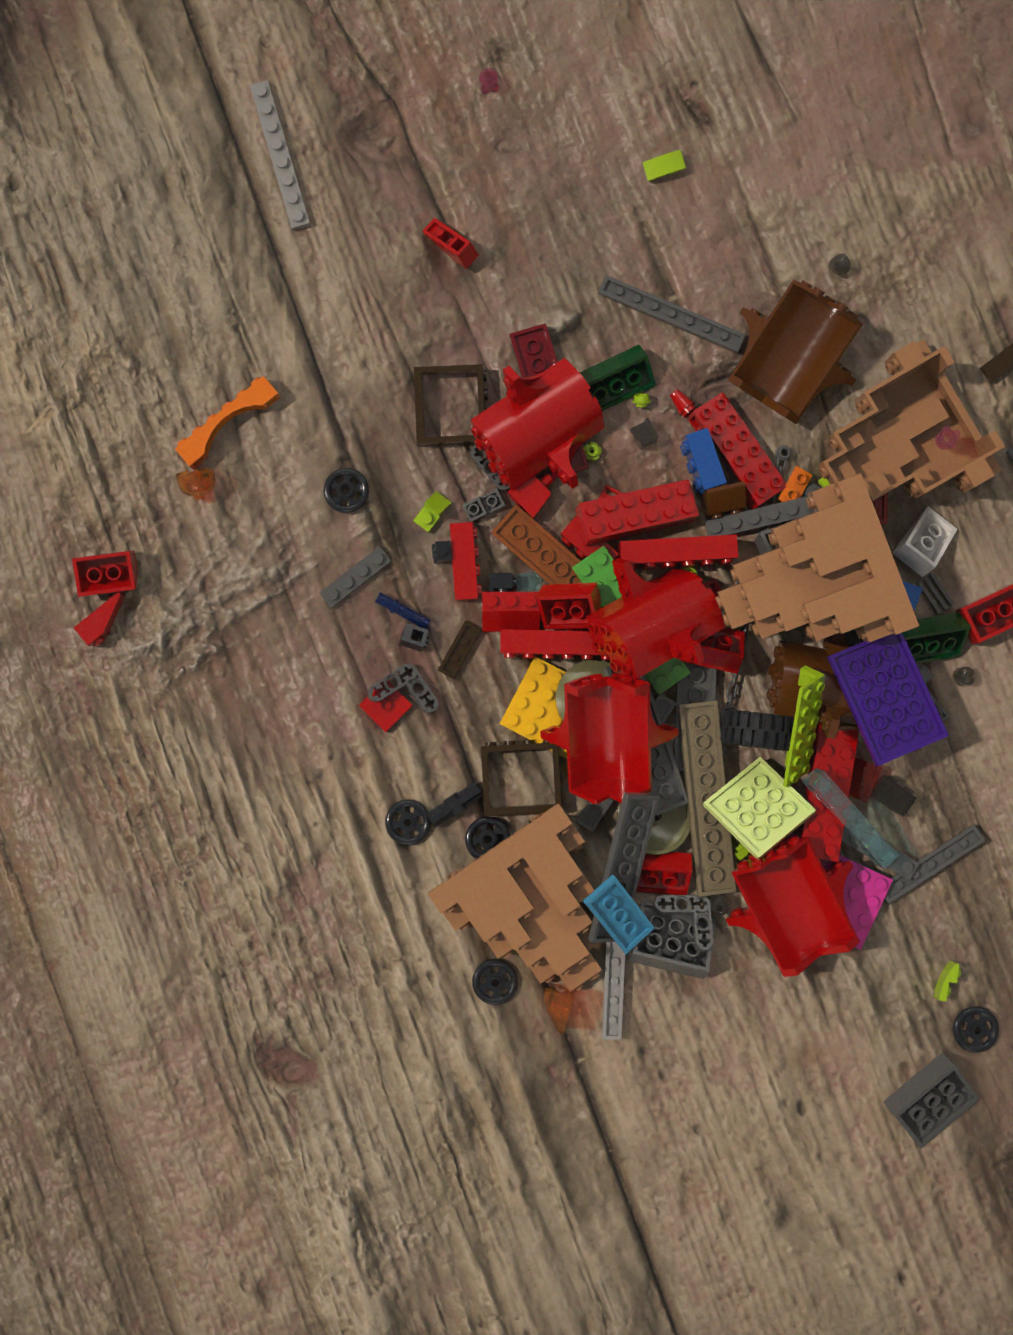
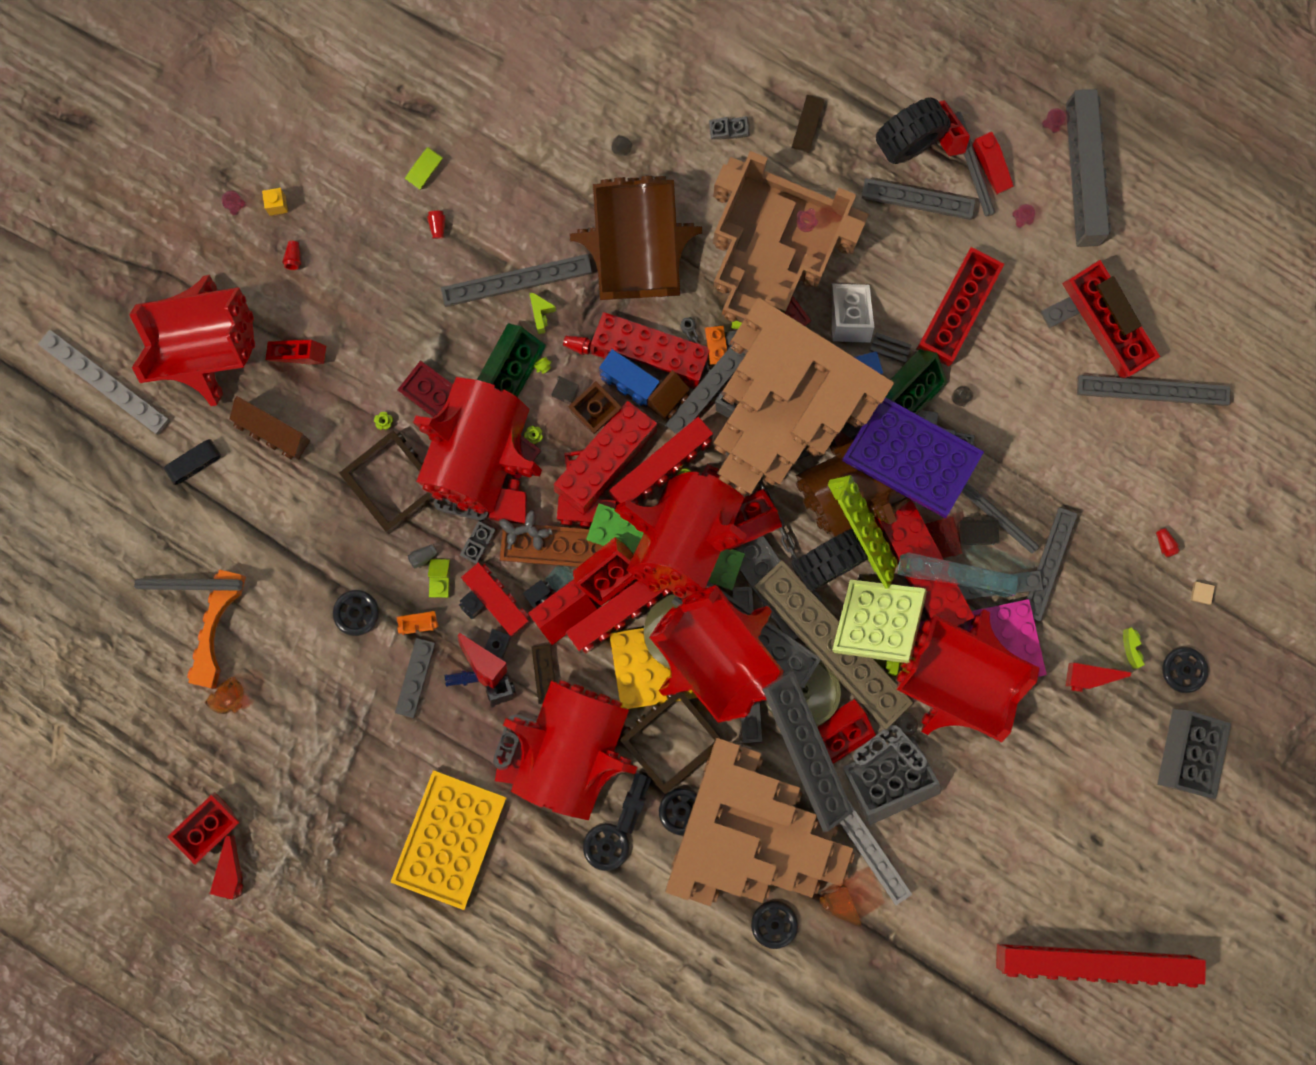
camera: 40 degrees left, 5 degrees down
(230, 369) = (189, 584): none -> dark grey axle
(289, 724) = (448, 840): none -> yellow plate
(304, 272) = (192, 462): none -> black beam
(378, 170) = (194, 337): none -> red cylinder
(383, 289) = (268, 428): none -> reddish brown slope
(392, 535) = (421, 621): none -> orange hinge
(418, 609) = (485, 665): none -> red slope
(430, 483) = (421, 556): none -> dark grey cone
(435, 725) = (569, 749): none -> red cylinder
(447, 598) = (502, 638): none -> black brick
(485, 351) = (378, 420): none -> lime plate
(504, 161) = (292, 256): none -> red cone
(523, 105) = (275, 201): none -> yellow brick
(532, 523) = (528, 527): none -> dark grey piece
(618, 914) = (832, 791): dark azure plate -> none
(641, 219) = (436, 223): none -> red cone
(657, 465) = (594, 407): none -> reddish brown slope
(675, 351) = (541, 307): none -> lime slope
(730, 1207) = (1101, 964): none -> red brick
(892, 976) = (1087, 676): none -> red slope
(920, 803) = (1004, 522): none -> dark grey axle
(940, 315) = (729, 128): none -> dark grey slope

